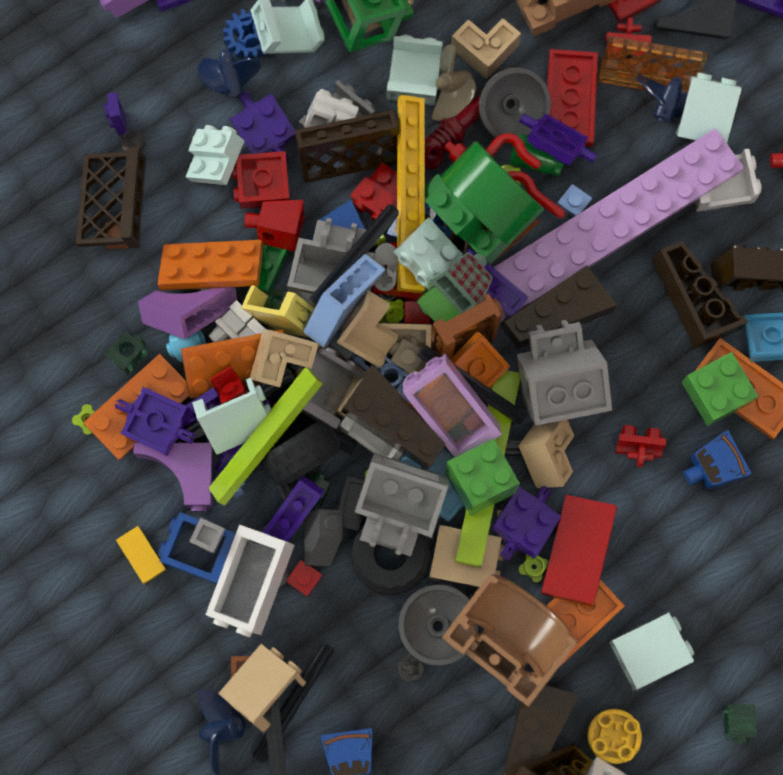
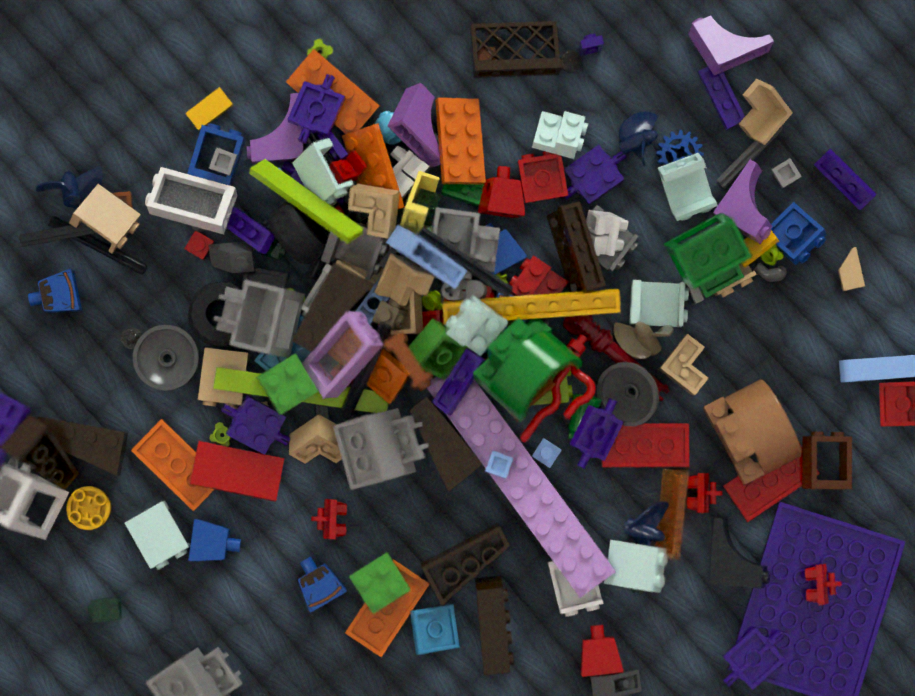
camera: 85 degrees right, 10 degrees up
(127, 363) = (374, 70): clear green brick -> none
(408, 27) = (696, 294): none -> light grey plate
(464, 281) = (448, 357): sand green torso -> none
(515, 633) = (162, 420): medium nougat piece -> none
(589, 244) = (499, 464): none -> light blue plate
(662, 587) = (211, 542): none -> blue torso

